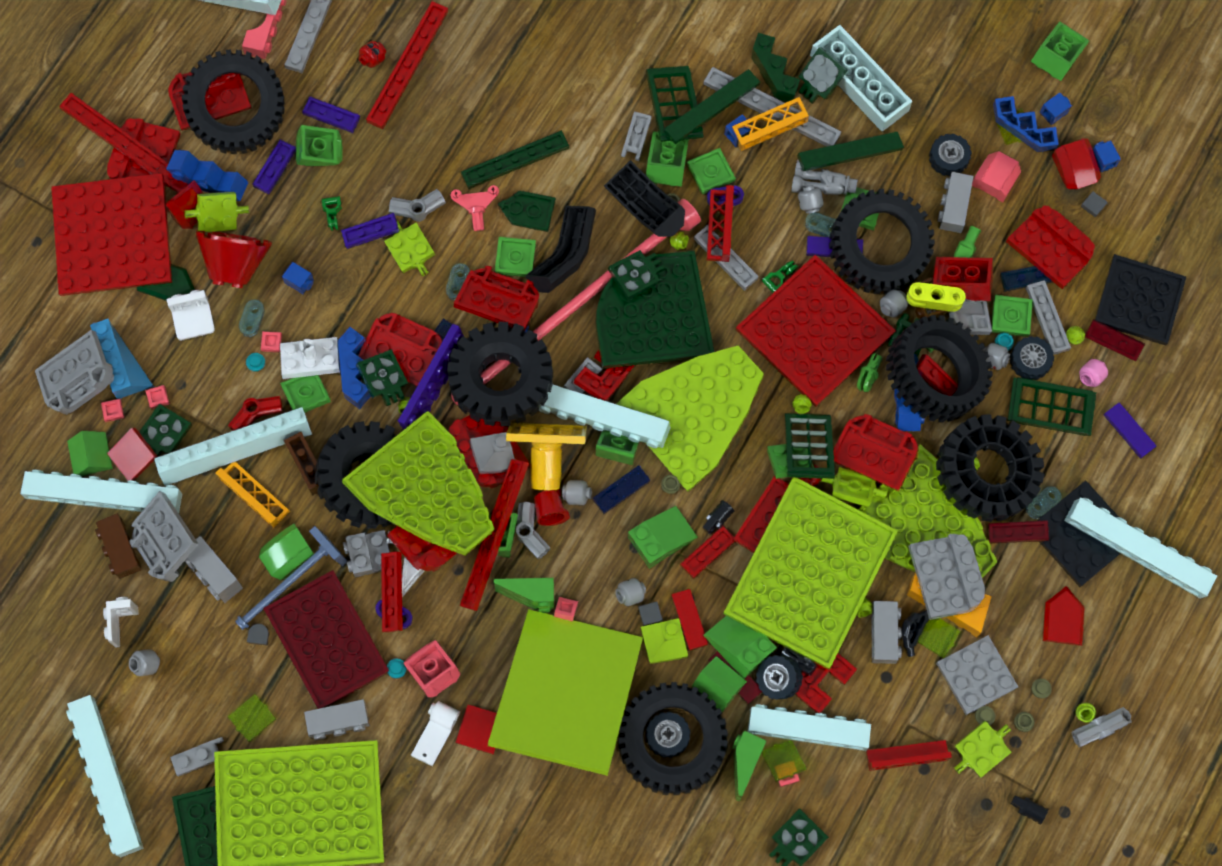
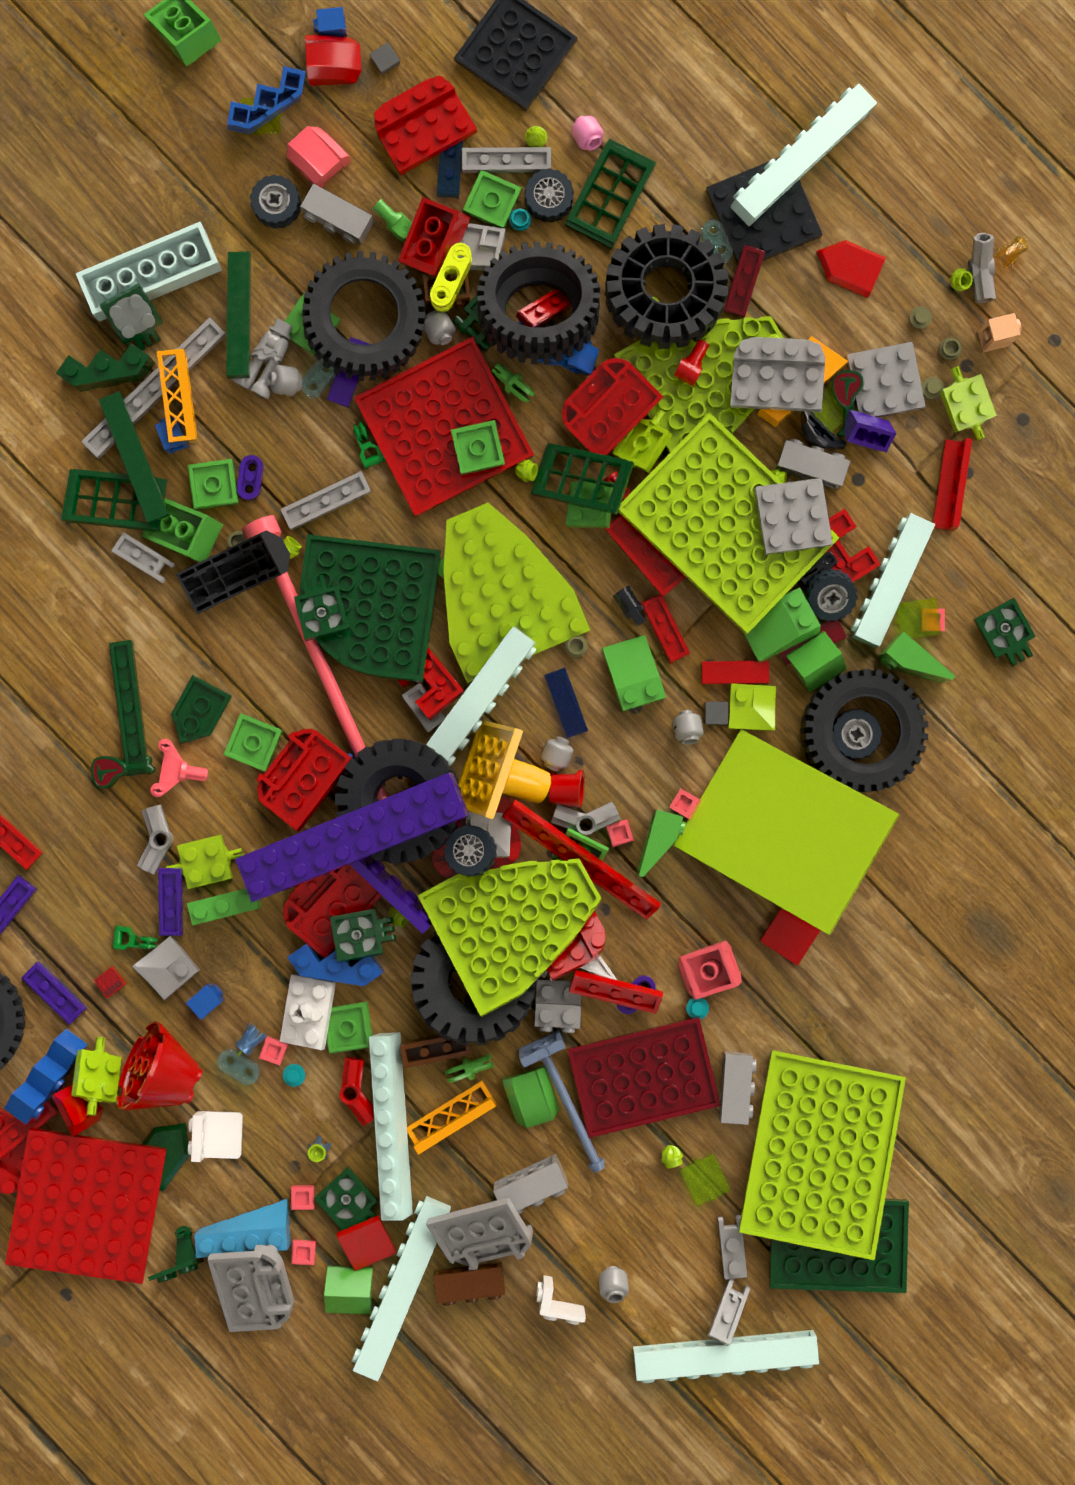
camera: 75 degrees left, 15 degrees up
(82, 318) = (185, 1257): none -> dark green plate
(141, 766) = (728, 1313): none -> hinge
(198, 395) = (318, 1151): none -> lime piece
(258, 635) = (615, 1150): dark grey tile -> none
(264, 682) = (671, 1156): none -> lime plate
(270, 316) = (249, 1040): none -> flat silver piece
(294, 205) = (110, 982): none -> tile
(296, 496) = (471, 1068): none -> bright green arm
(316, 243) = (167, 967): none -> light grey plate
(318, 146) = (45, 934): bright green slope -> none
(378, 271) = (221, 906): none -> bright green brick
(436, 732) = (781, 984): white door -> none
(454, 281) = (264, 818): clear light blue plate -> none
(461, 342) = (352, 837): none -> dark purple brick
(462, 157) = (108, 770): none -> dark green piece
(476, 440) = (470, 850): none -> black wheel
(525, 563) = (619, 833): none -> coral tile
(570, 251) = (267, 680): black piece -> none
(616, 448) = (517, 694): bright green slope -> none
(727, 227) = (289, 486): red fence -> none
(806, 358) = (478, 447): none -> bright green plate
(834, 623) = (793, 516): none -> light grey plate
(929, 506) = (690, 367): none -> red pin
(929, 670) = (869, 431): none -> dark purple brick
(958, 641) = (845, 388): none -> piece
(998, 355) = (535, 232): light grey head -> none
(1029, 808) = (1044, 374): black hinge -> none
(1051, 755) = (999, 332): none -> light nougat brick
(1055, 108) = (254, 58): blue brick -> none
(1114, 340) = (555, 95): dark red tile -> none
(1130, 430) = (663, 117): dark purple tile -> none
(1133, 752) = (1014, 249): none -> clear yellow piece

